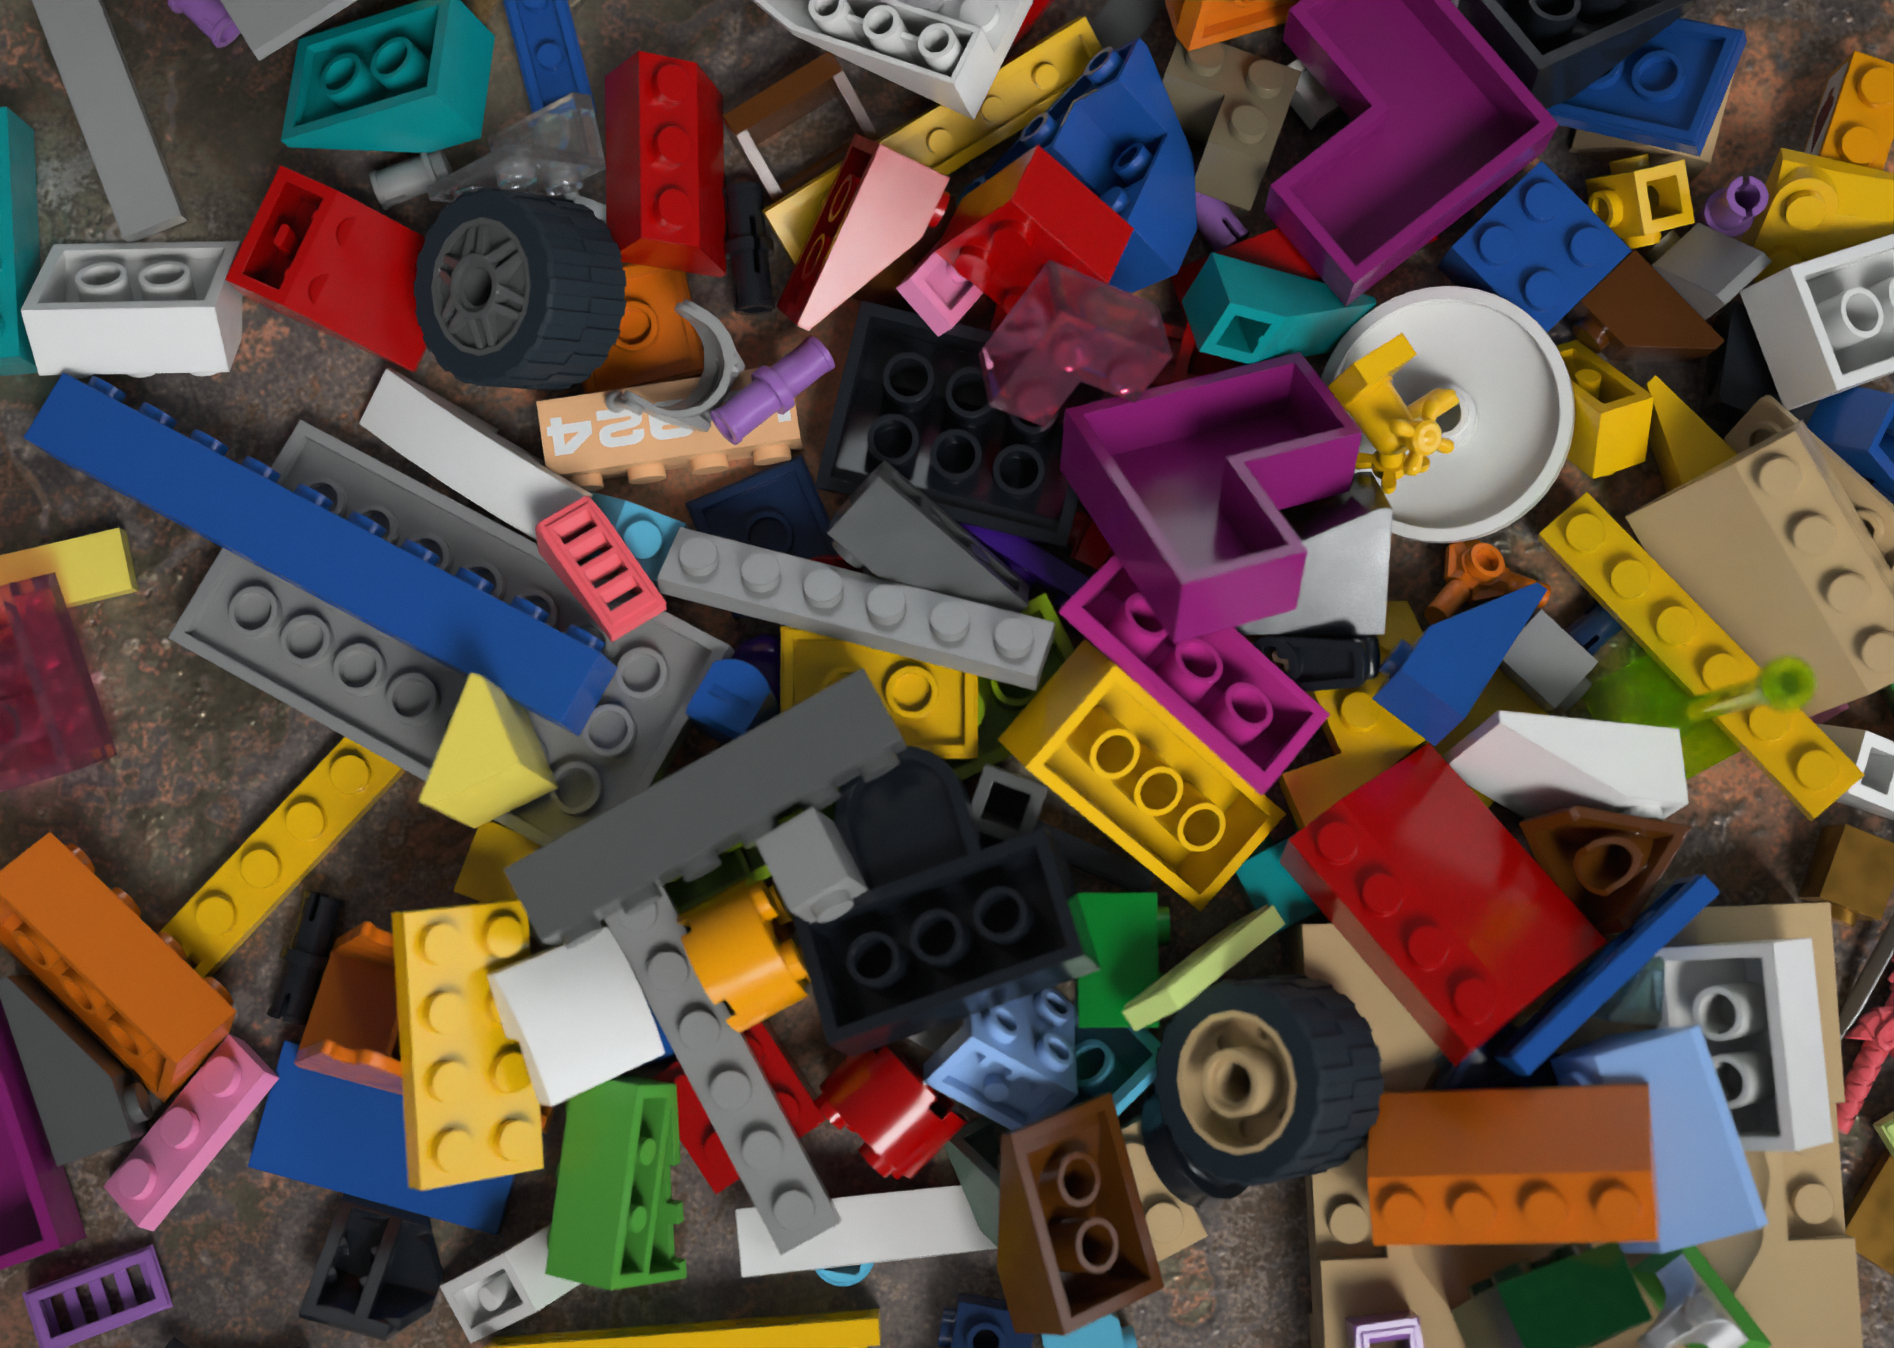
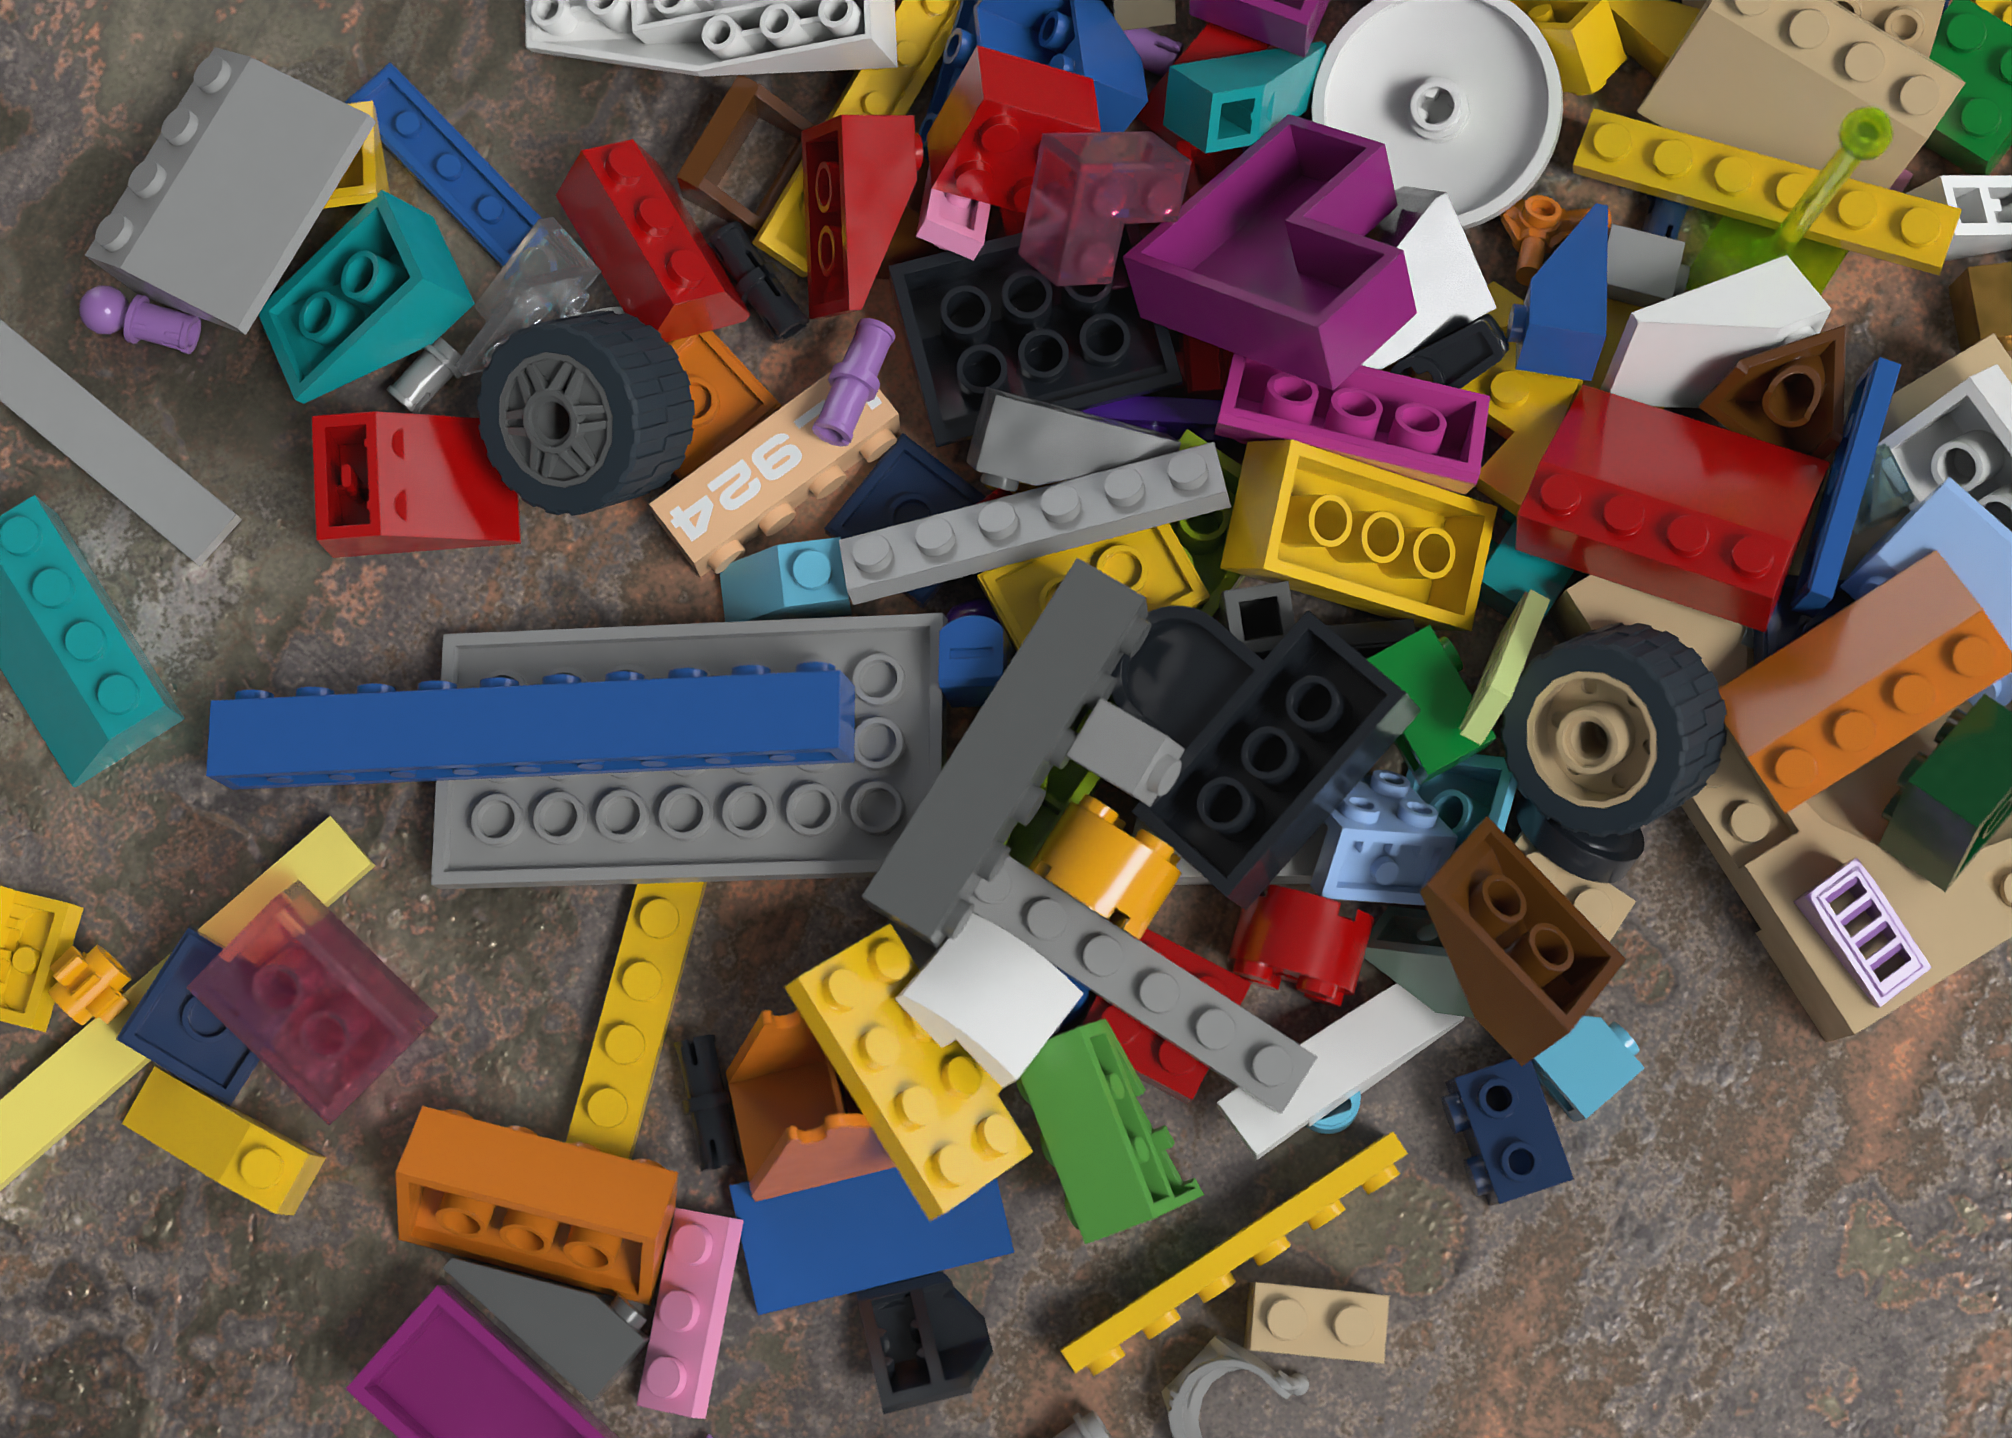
camera: 30 degrees left, 5 degrees down
(135, 309) = (243, 615): white slope -> none
(466, 453) = (619, 585): white slope -> none
(487, 759) = (794, 816): light yellow slope -> none
(491, 852) = (835, 916): yellow brick -> none
(505, 1287) = (1051, 1288): white slope -> none
(579, 532) = (758, 585): coral slope -> none
(720, 371) = (797, 387): light grey helmet -> none
(1385, 419) = (1400, 129): yellow piece -> none

